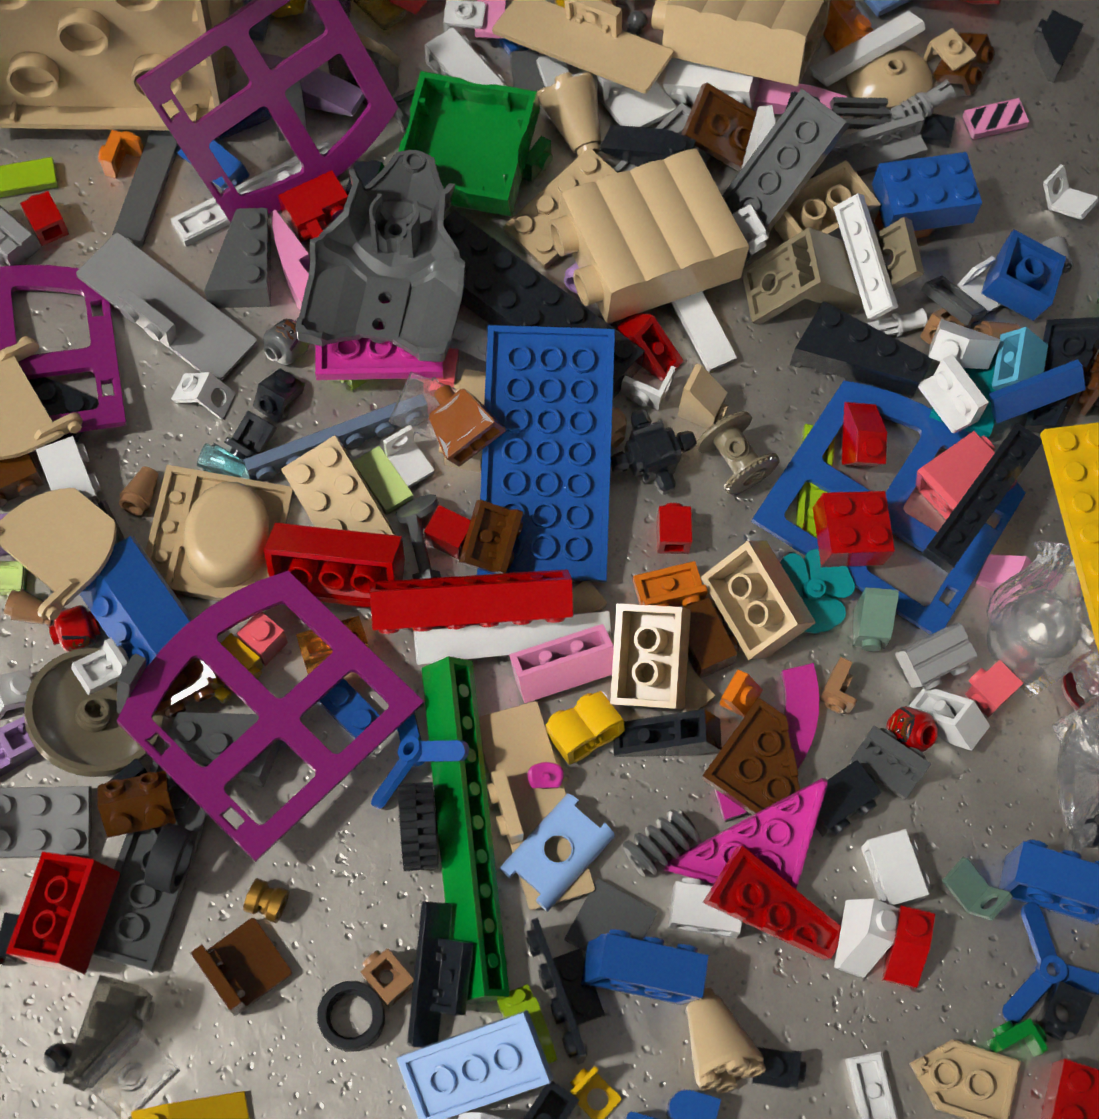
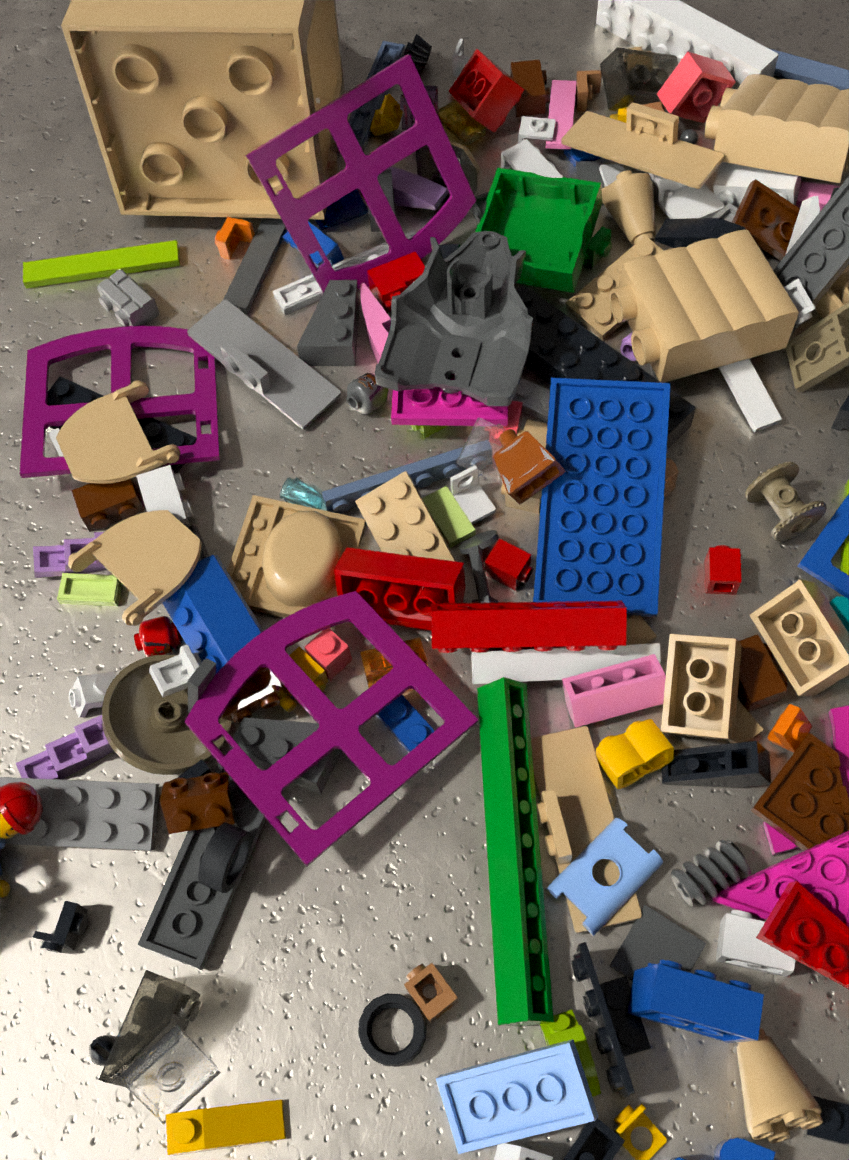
camera: 15 degrees right, 5 degrees down
(24, 607) = (110, 616): medium nougat cone -> none
(44, 218) = (165, 288): red brick -> none
(63, 912) = (120, 905): red brick -> none
(138, 493) = (226, 518): medium nougat cone -> none
(199, 387) = (287, 430): white bracket -> none
(242, 966) = (288, 971): reddish brown bracket -> none
(251, 436) = (330, 473): black bracket -> none
(266, 900) = (316, 905): pearl gold wheel -> none
(276, 393) = (354, 437): black bracket -> none
(414, 753) = (467, 769): blue piece -> none
(418, 826) = (467, 841): black tyre -> none
(439, 975) = (483, 995): black bracket -> none
(491, 537) = (548, 569): reddish brown bracket -> none
(545, 775) = (595, 798): dark pink piece -> none
(644, 394) = (694, 447): white bracket -> none
(649, 335) = (709, 414): red slope -> none
(653, 451) = (703, 499): black piece -> none
(670, 586) = (722, 621): orange bracket -> none
(702, 399) = (750, 452): tan slope -> none

